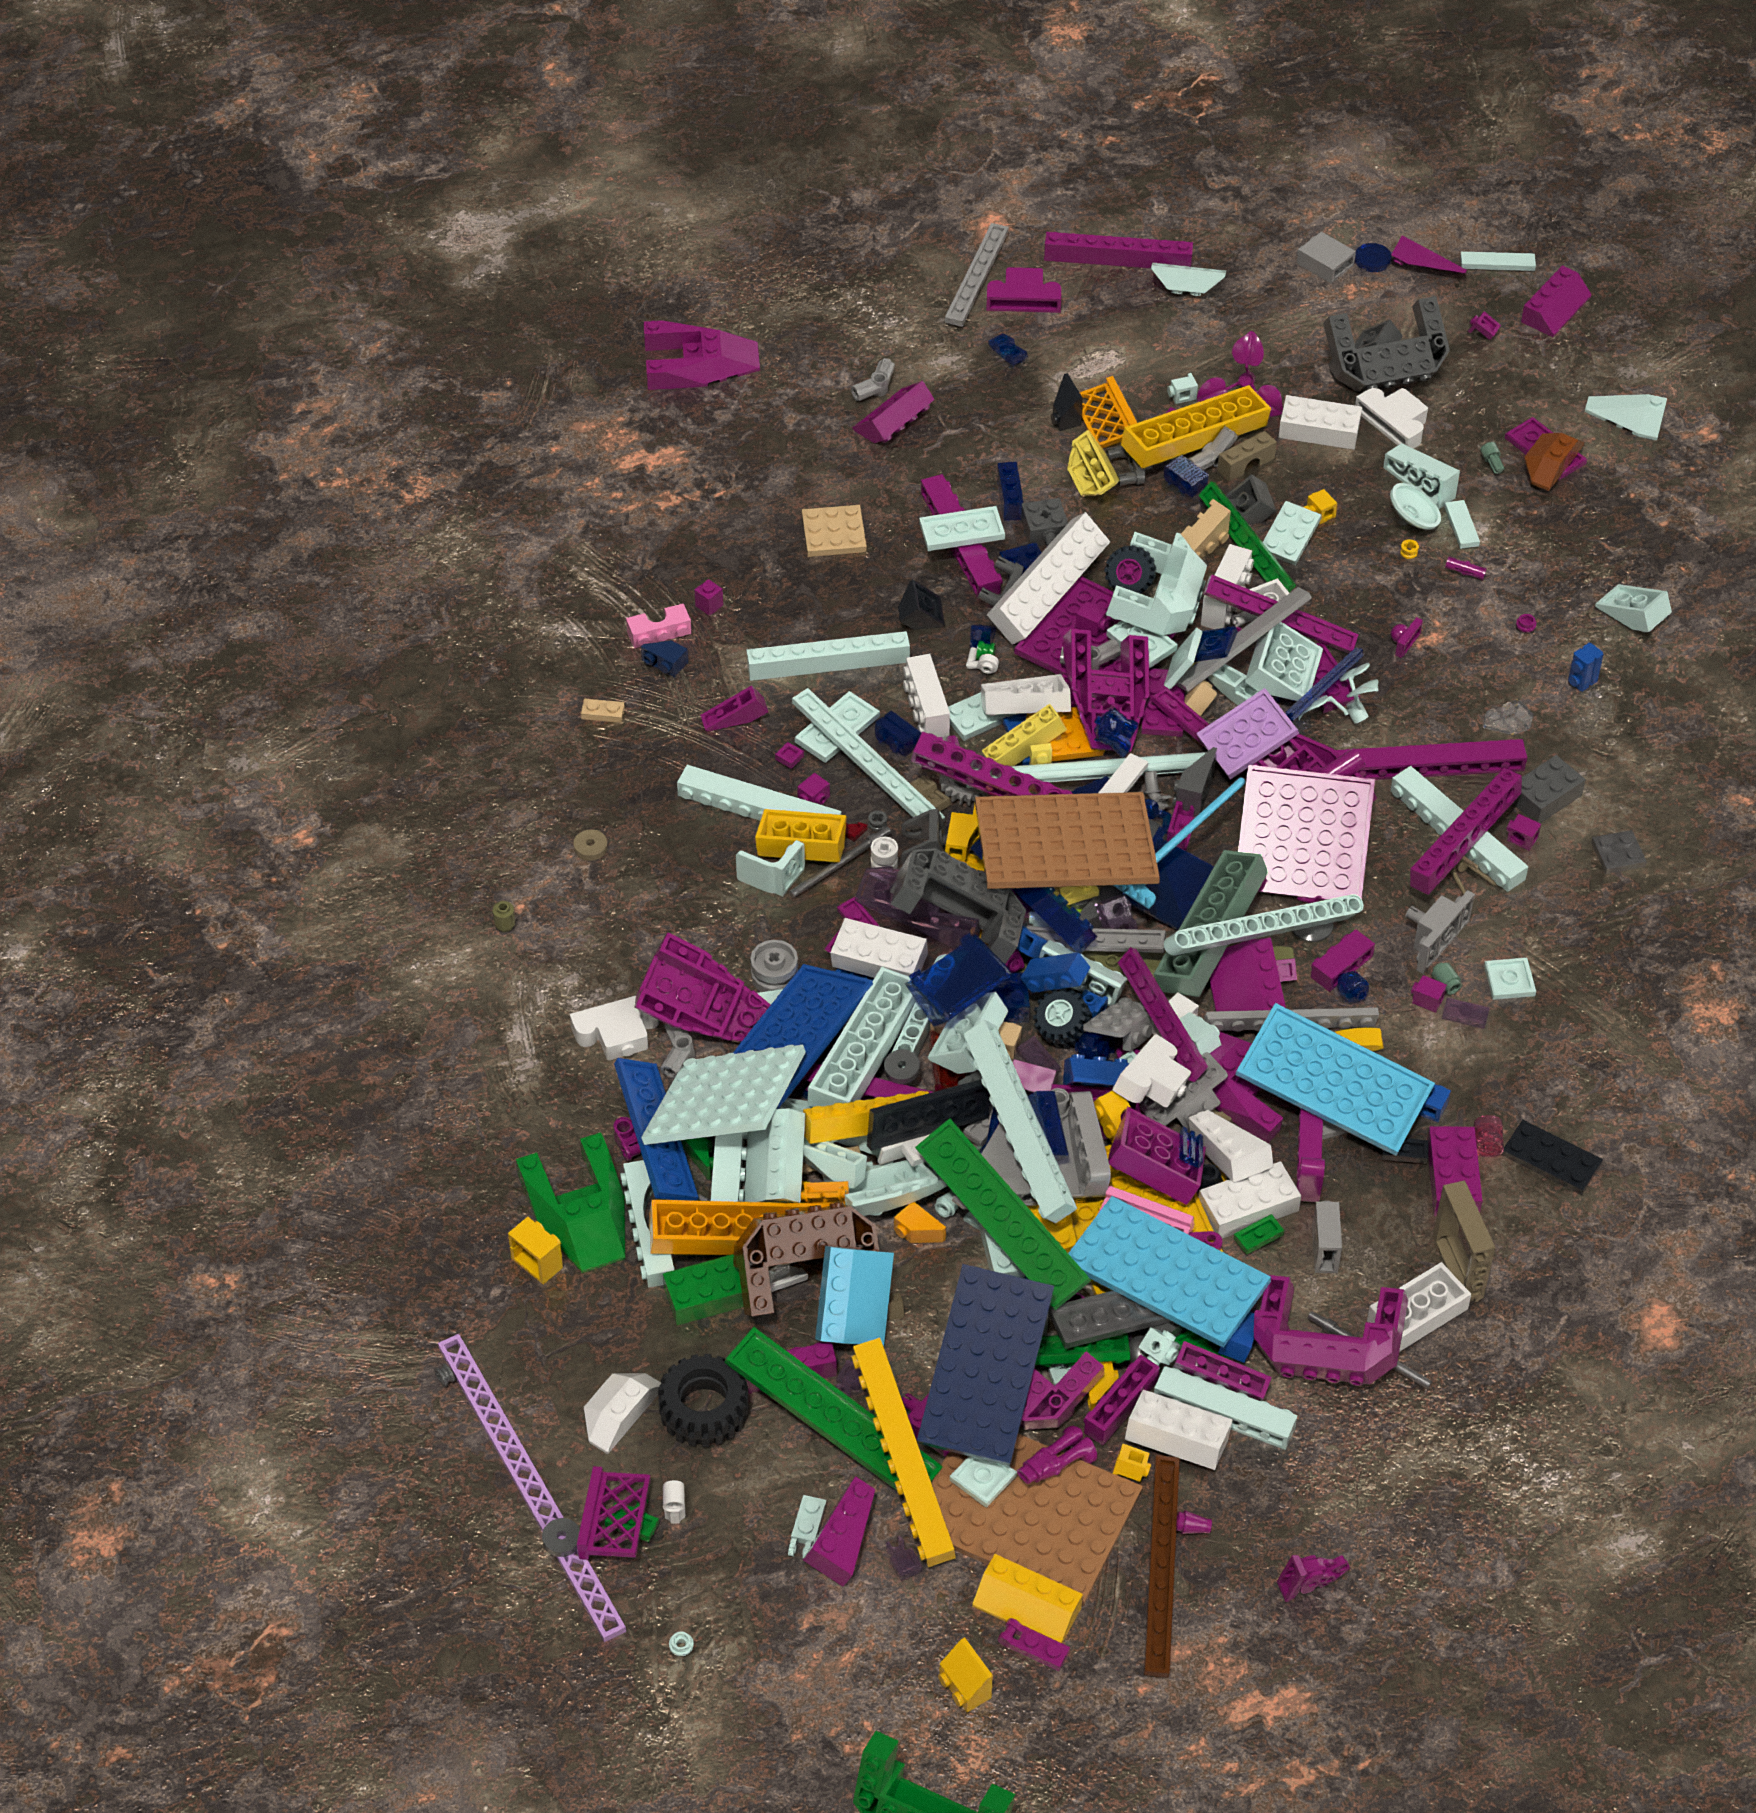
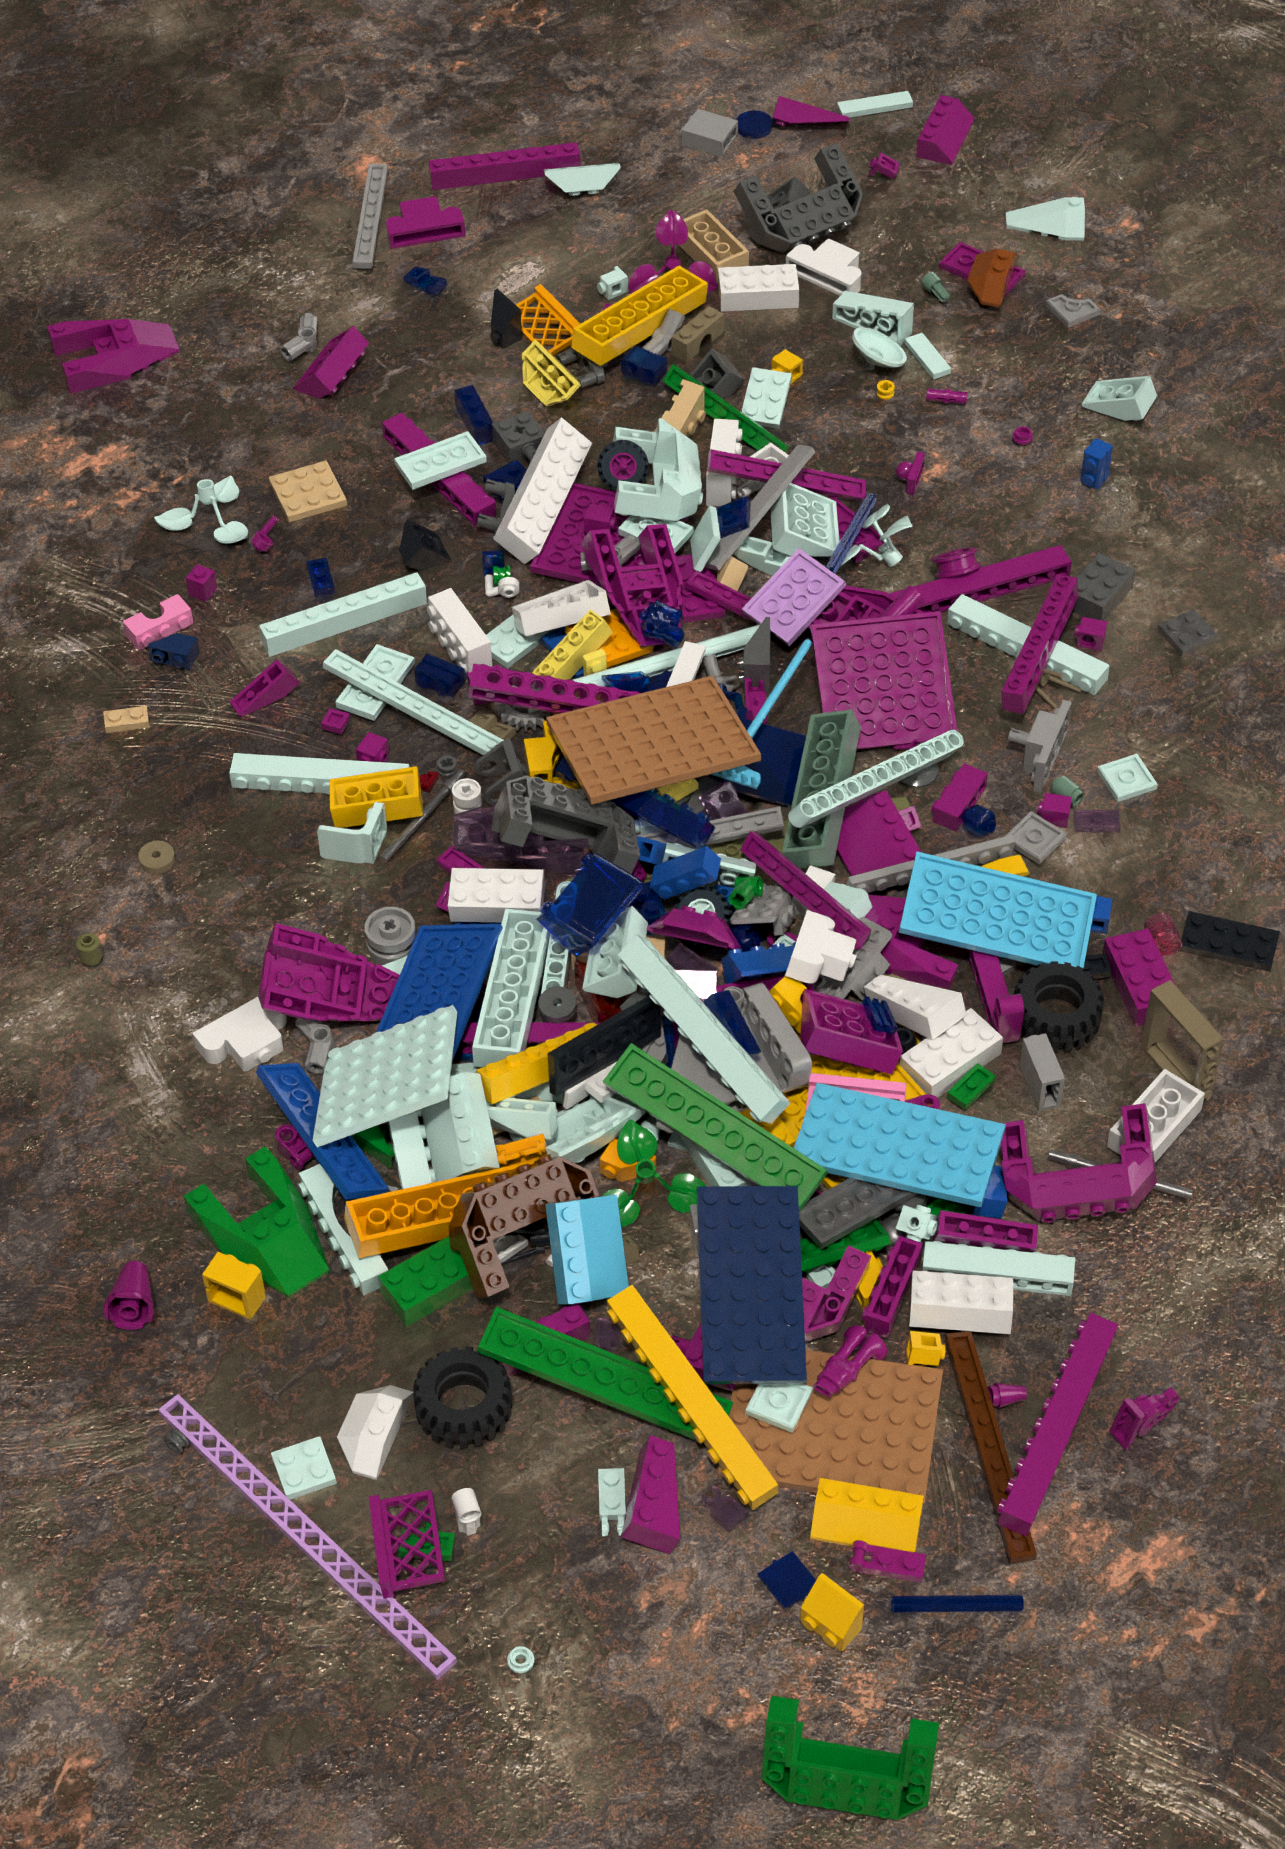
camera: 15 degrees left, 0 degrees up
(443, 1238) = (130, 1298): none -> magenta cone
(547, 1427) = (303, 1468): none -> light aqua plate
(557, 1528) = (357, 1591): dark grey piece -> none
(756, 514) = (208, 493): none -> light aqua plant
(776, 569) = (260, 540): none -> magenta plate
(815, 1276) = (538, 1237): none -> black plant
(819, 615) = (320, 577): none -> clear blue plate
(930, 1213) = (640, 1145): none -> green plant
(938, 1636) = (787, 1580): none -> clear blue piece
(1049, 1025) = (695, 927): none -> magenta wedge
(1065, 779) = (627, 681): none -> clear blue slope
(1083, 1698) = (957, 1603): none -> clear blue axle
(1106, 1001) = (745, 890): none -> green piece
(1228, 1562) = (1057, 1424): none -> magenta brick
(1289, 368) = (713, 243): none -> tan brick
(1367, 1156) = (1066, 984): none -> black tyre
(1402, 1015) = (1036, 837): none -> light grey plate
(1415, 733) = (956, 562): none -> magenta wheel
(1509, 718) = (1039, 529): clear slope -> none
(1618, 509) = (1072, 311): none -> light grey tile

